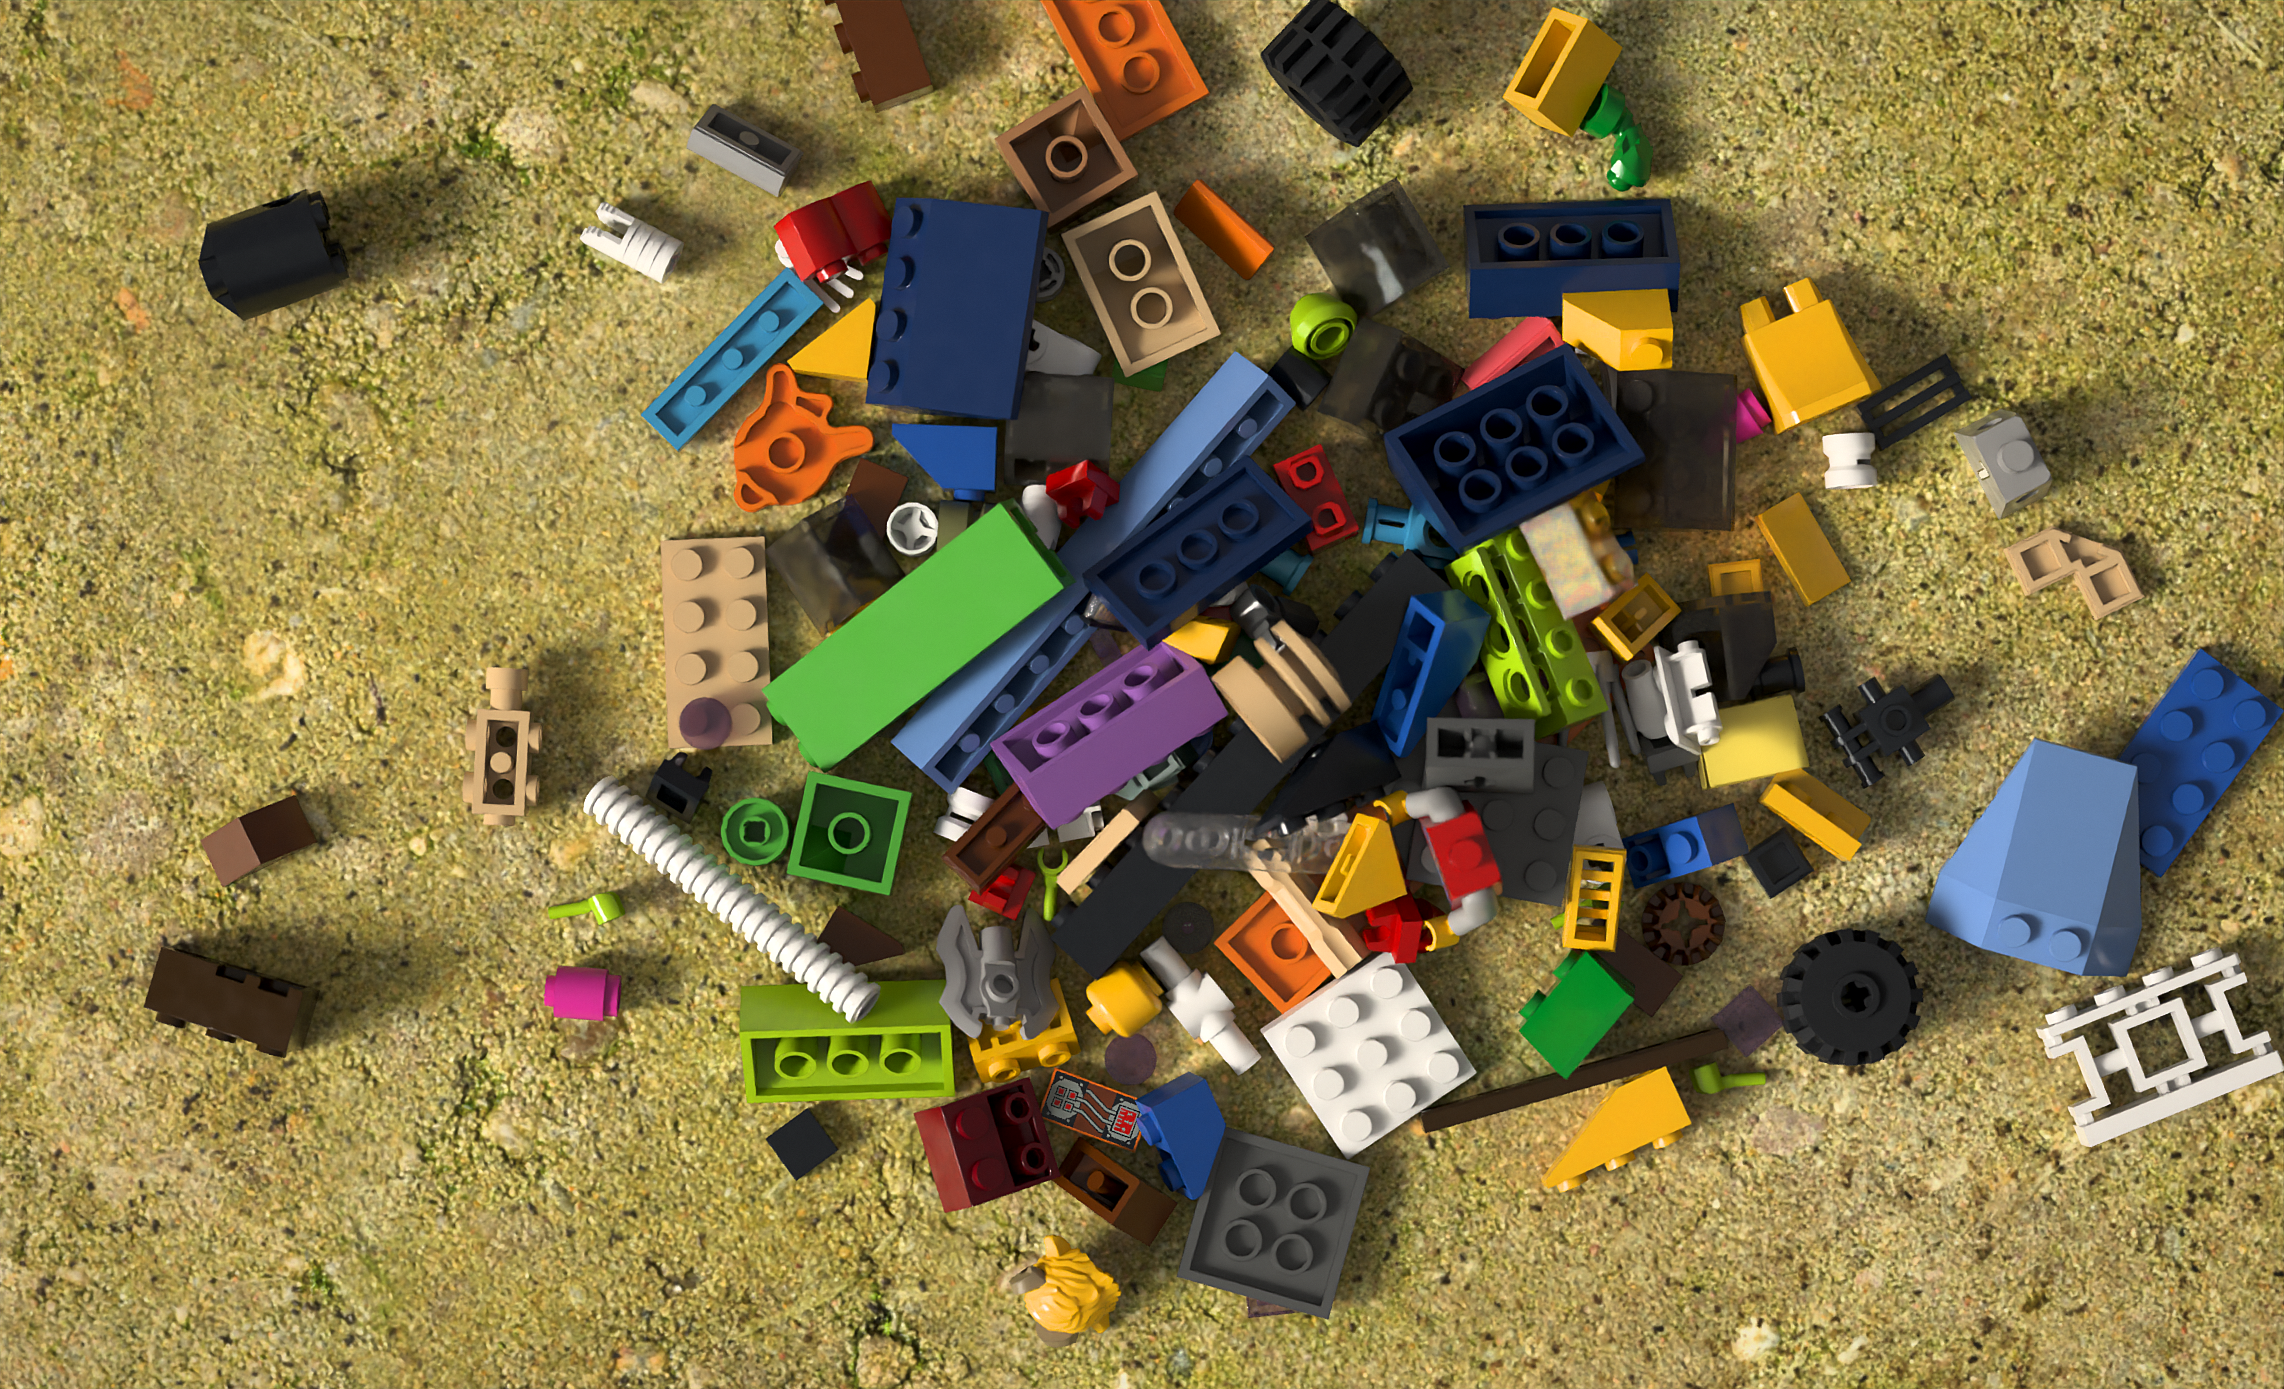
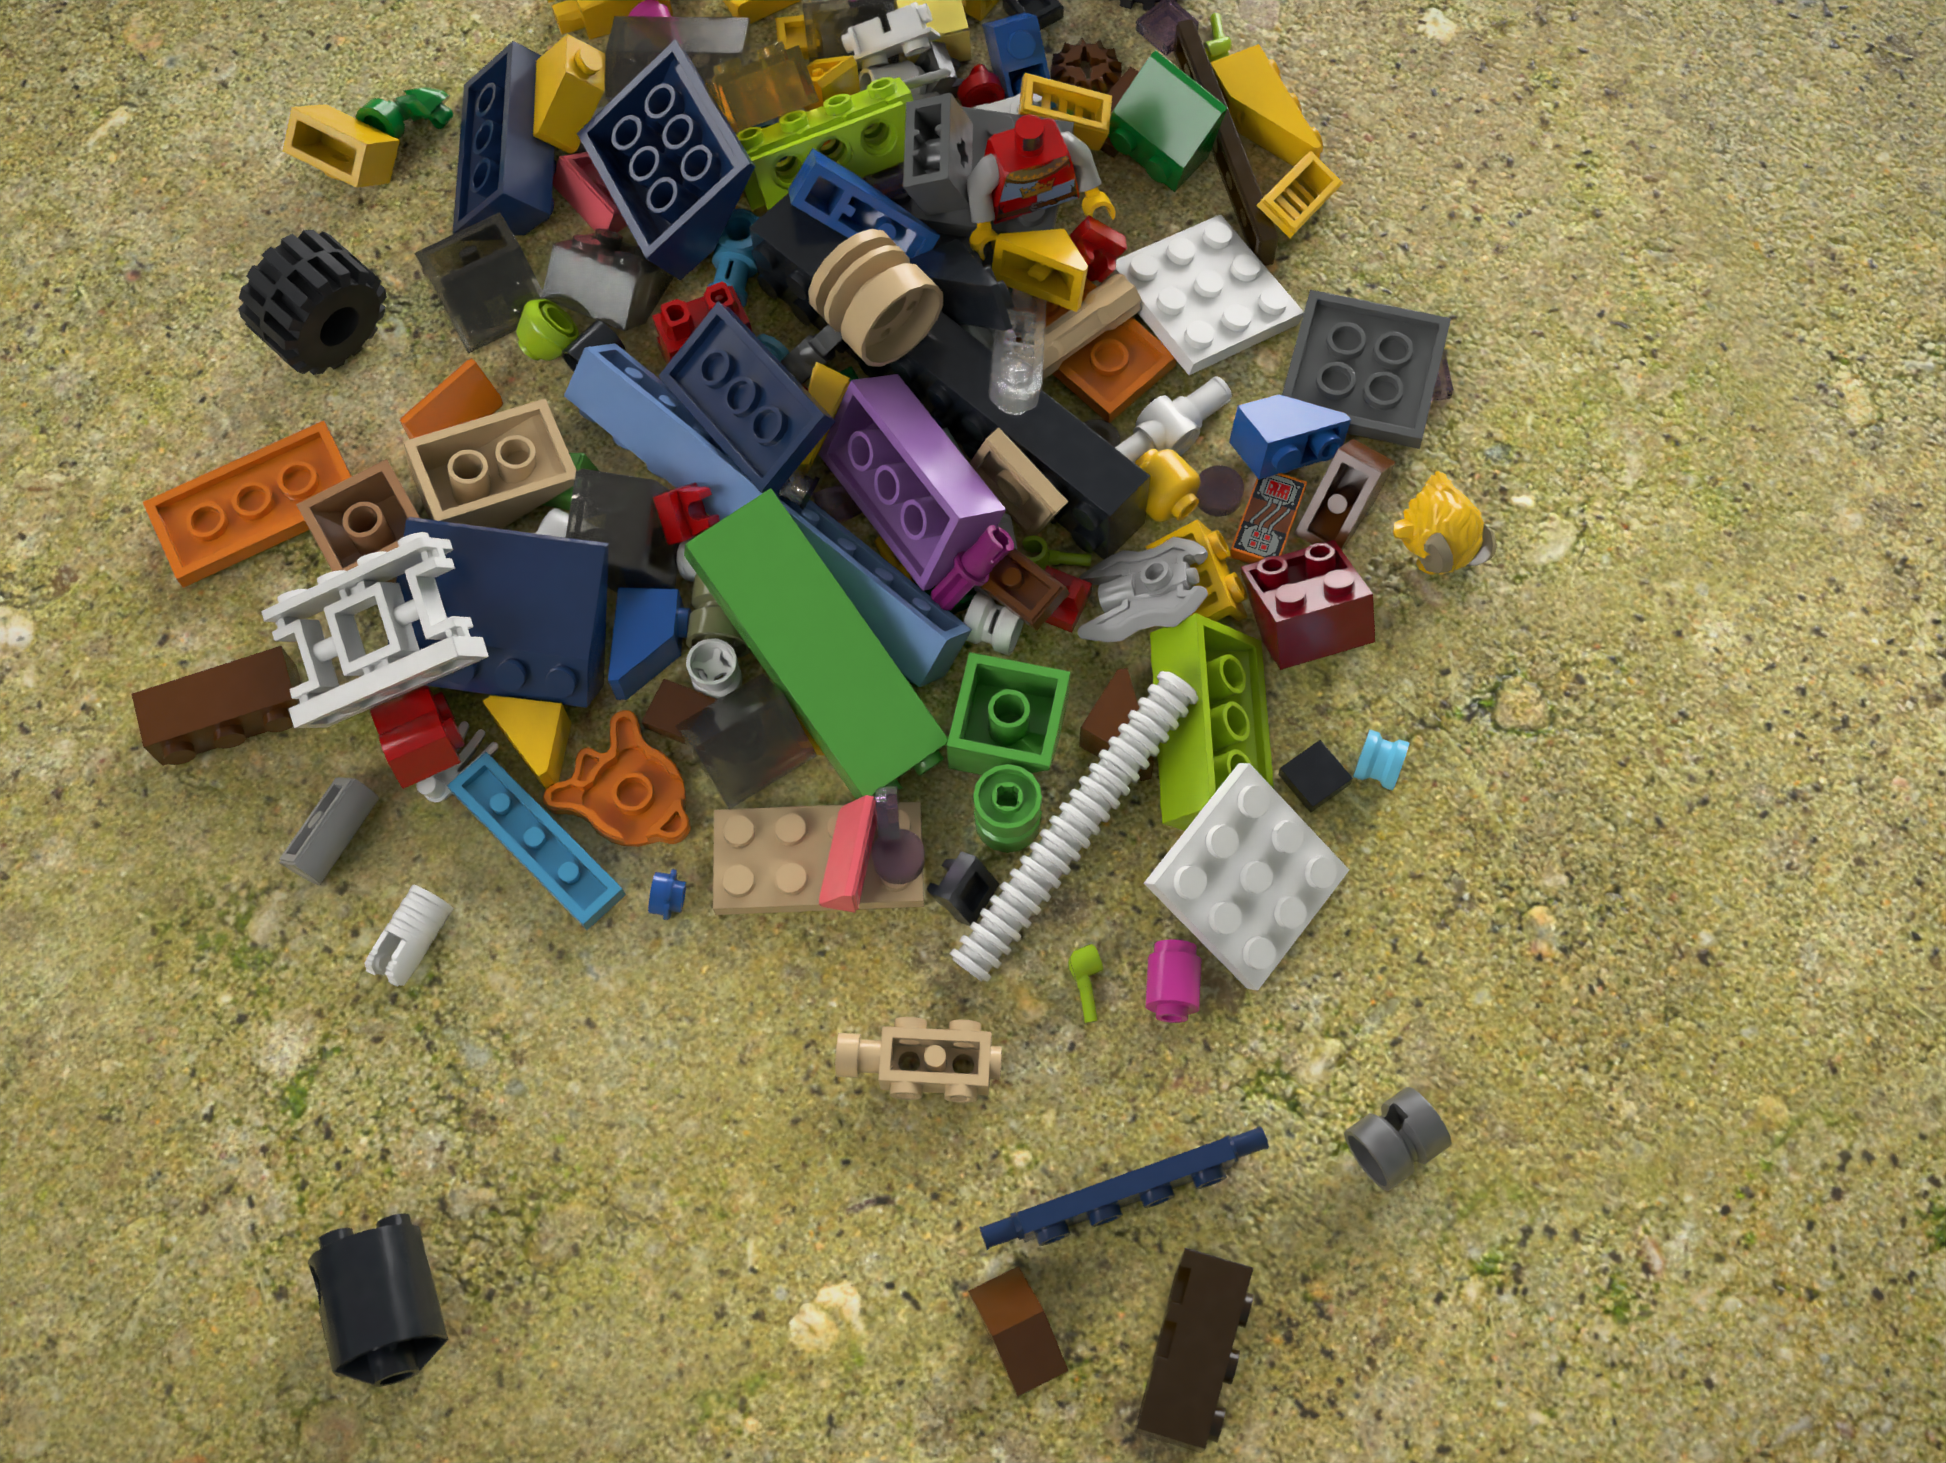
camera: 85 degrees left, 20 degrees down
(385, 964) = (1104, 1200): none -> dark blue plate
(427, 1180) = (1399, 1137): none -> flat silver wheel
(675, 494) = (666, 894): none -> blue plate
(679, 1067) = (1247, 876): none -> white plate
(704, 673) = (849, 855): none -> coral slope
(740, 713) = (888, 812): none -> tile
(813, 1210) = (1381, 759): none -> medium azure wheel
(884, 193) = (392, 668): none -> white fence
(1001, 796) = (973, 567): none -> magenta axle
(1505, 1193) = (1305, 188): none -> yellow slope
(1641, 801) = (980, 88): none -> red tile

